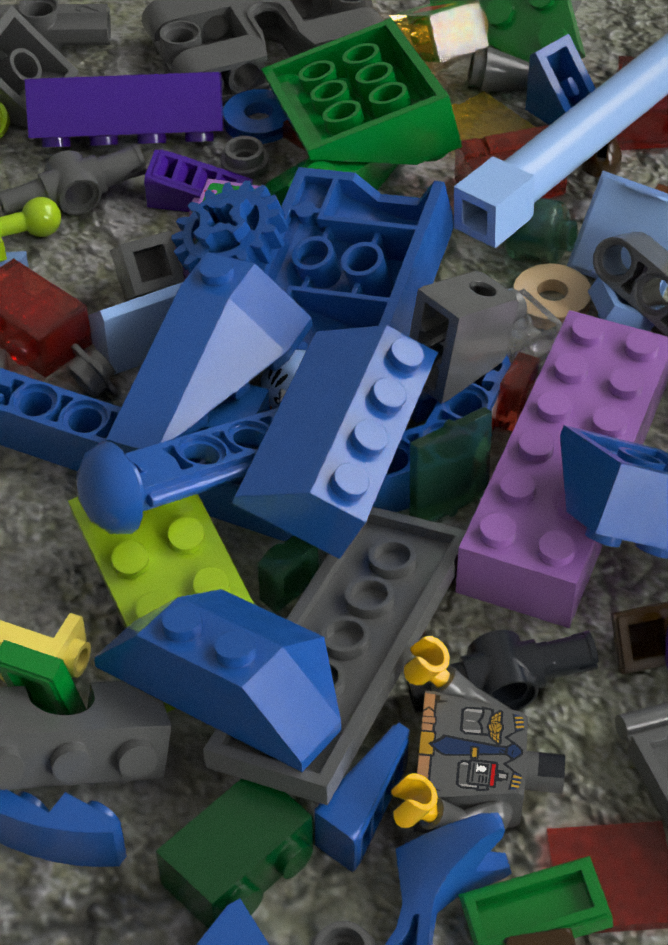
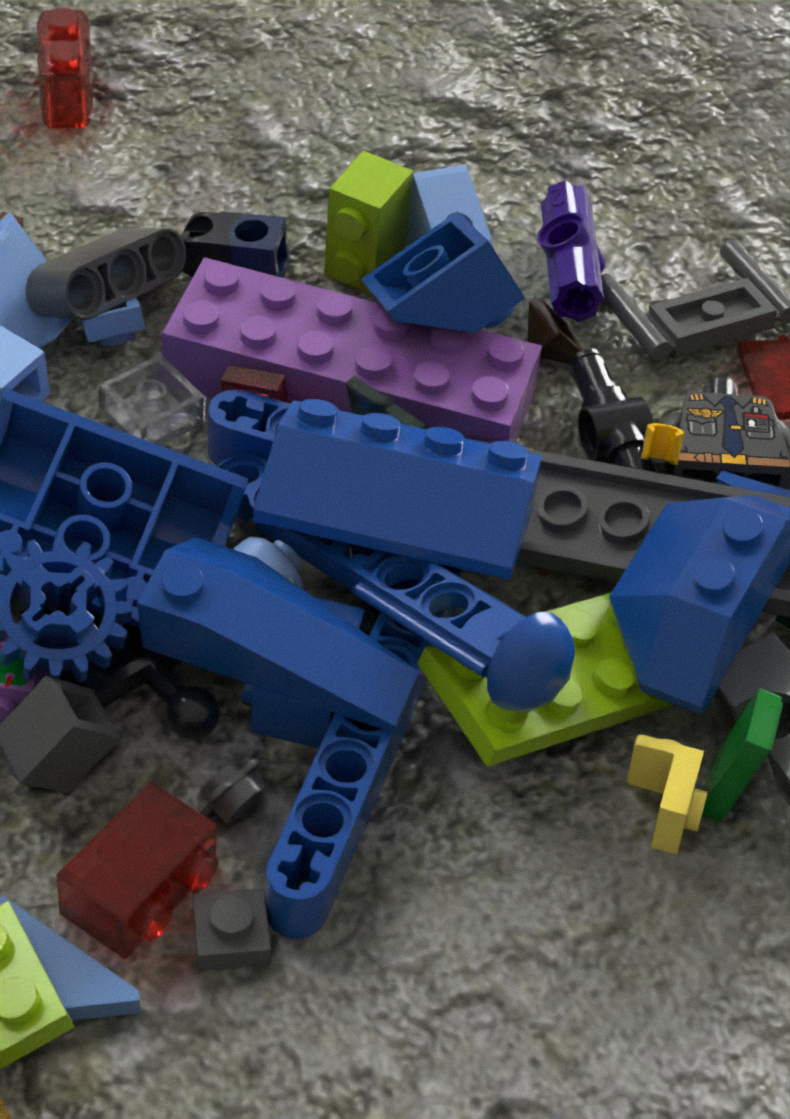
camera: 100 degrees left, 0 degrees up
(128, 329) = (156, 731): light blue slope -> none
(286, 572) = (530, 588): clear green plate -> none
(468, 326) = (235, 391): dark grey torso -> none
(559, 279) = (80, 364): tan piece -> none

